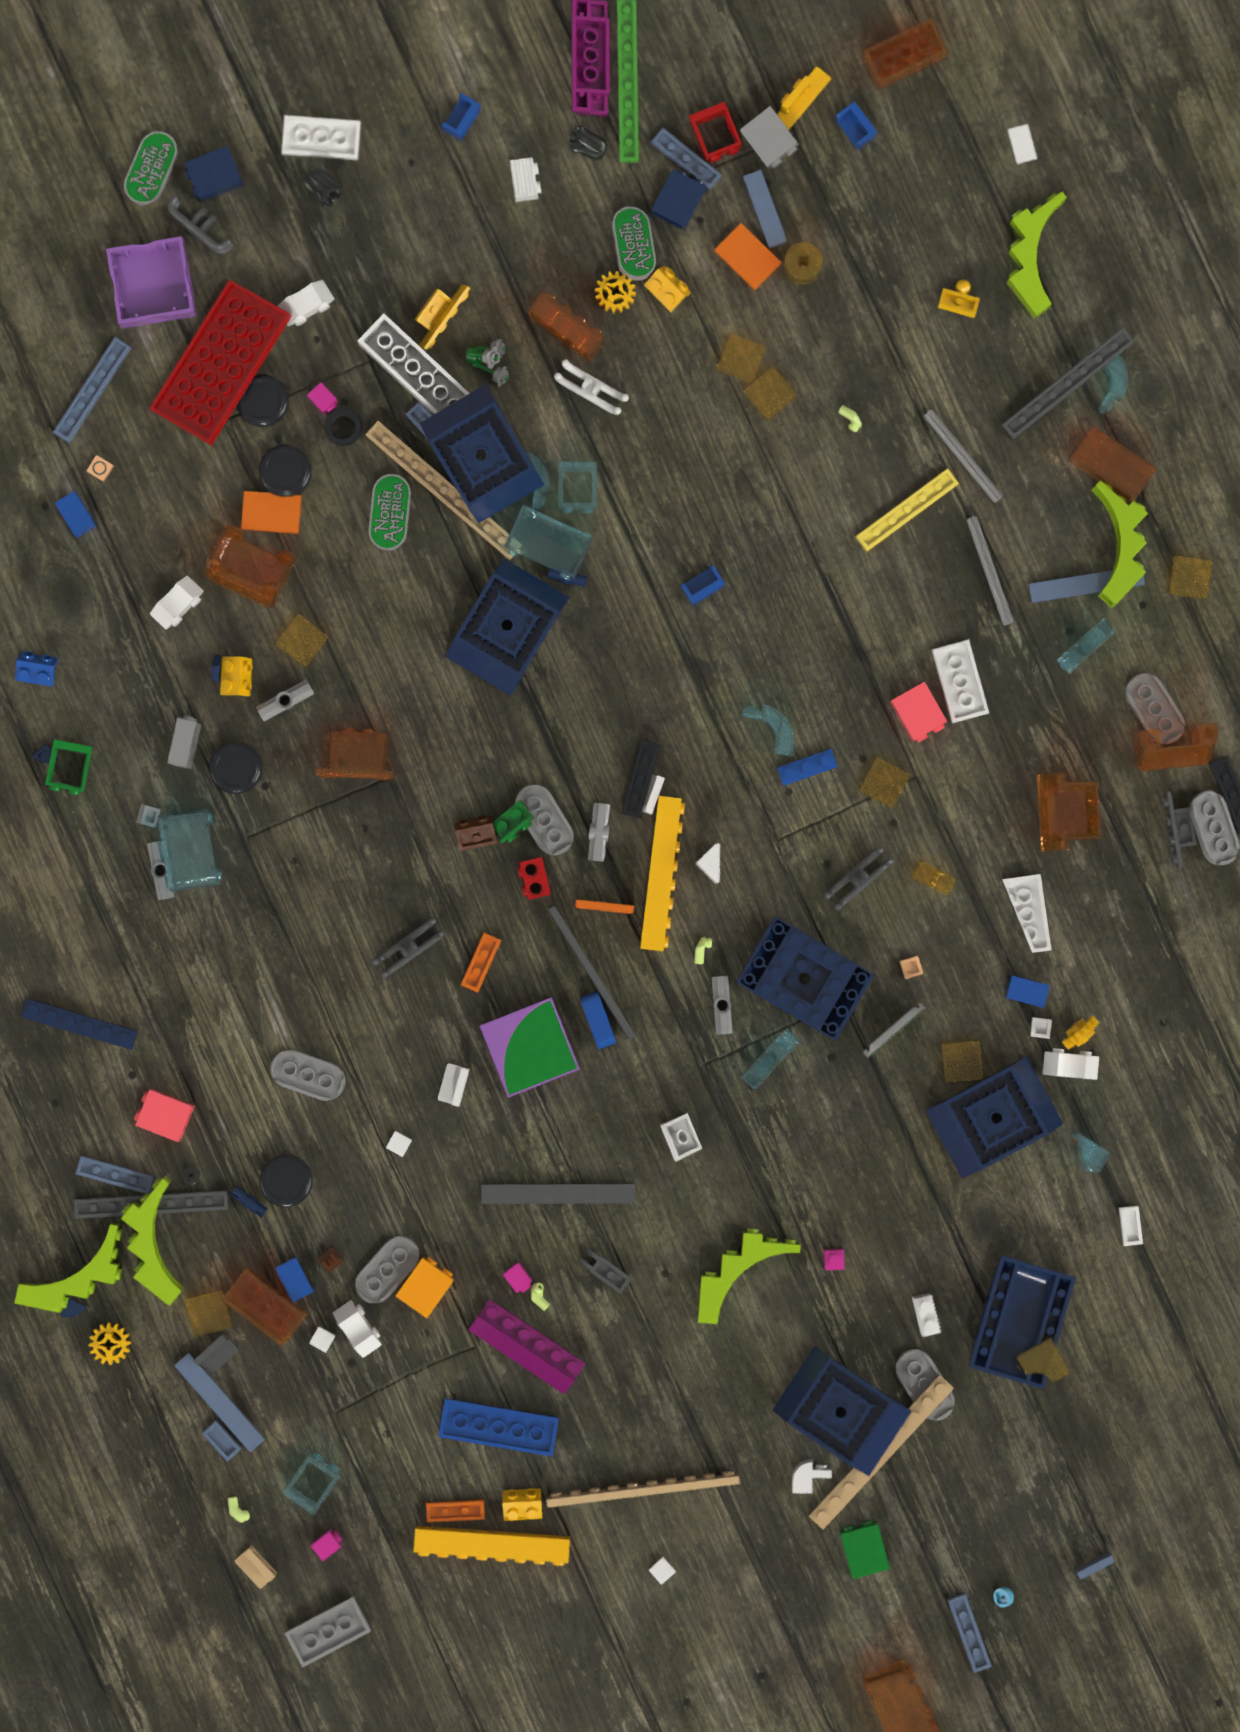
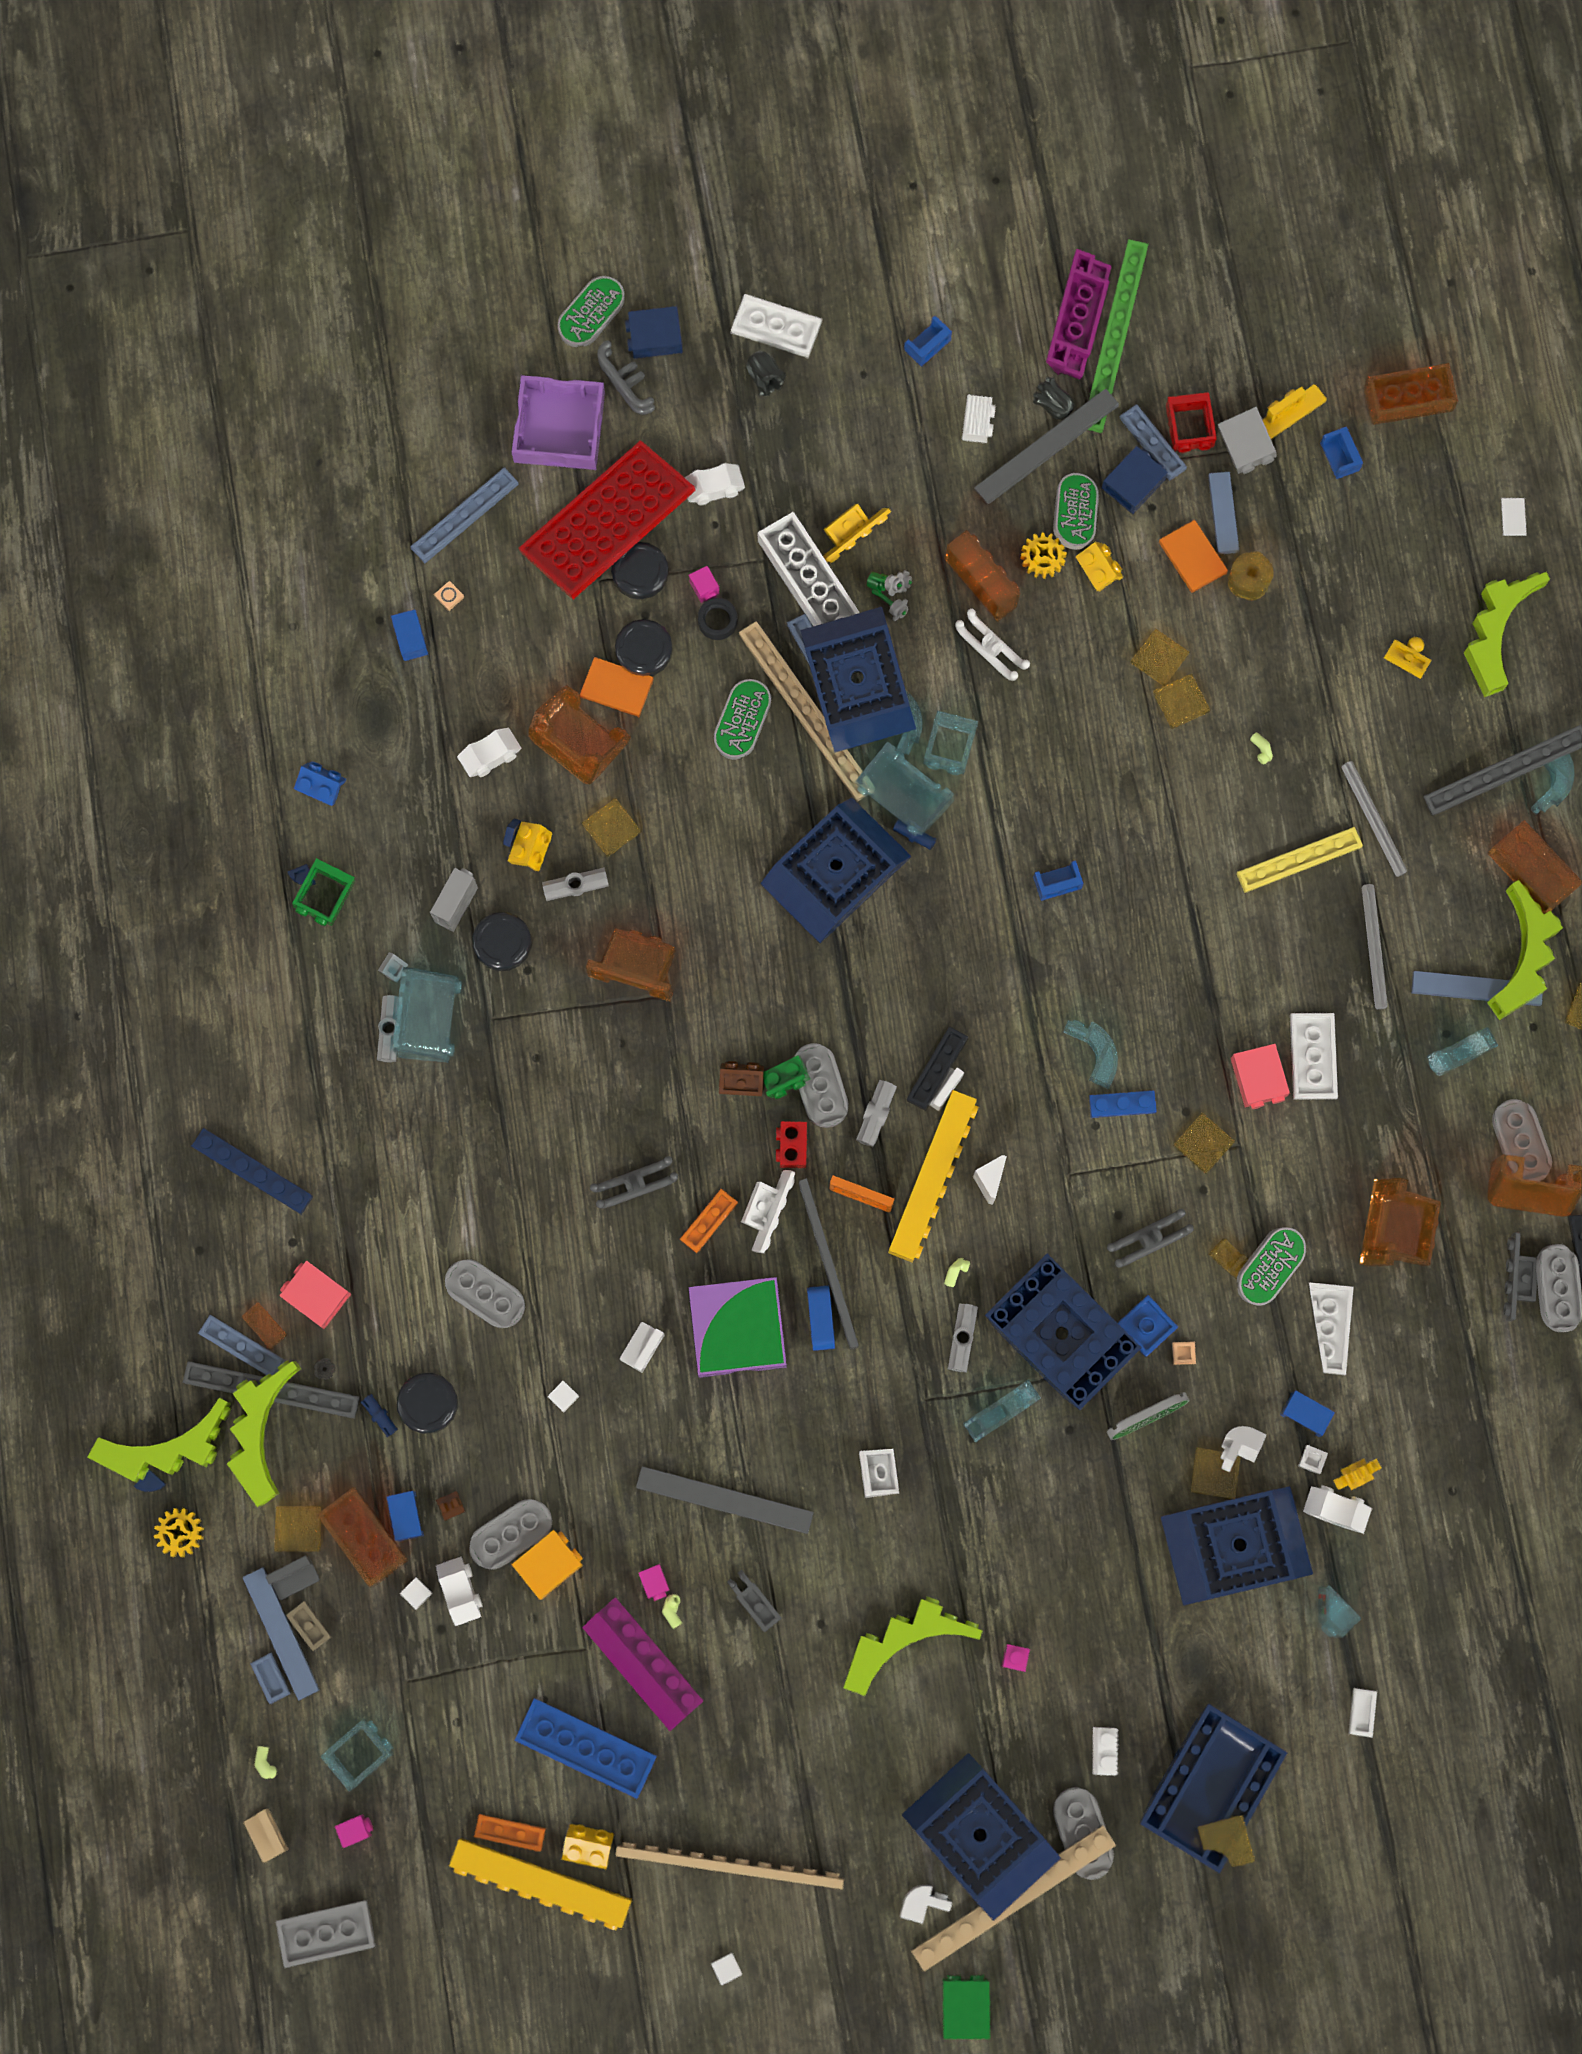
camera: 15 degrees right, 10 degrees down
(129, 1152) = (264, 1325): none -> clear orange tile
(241, 1390) = (309, 1626): none -> dark tan plate
(526, 938) = (765, 1208): none -> white bracket
(592, 189) = (1046, 446): none -> dark grey tile
(874, 952) = (1148, 1325): none -> blue tile
(967, 874) = (1271, 1266): none -> tile
(980, 1030) = (1242, 1442): none -> white brick

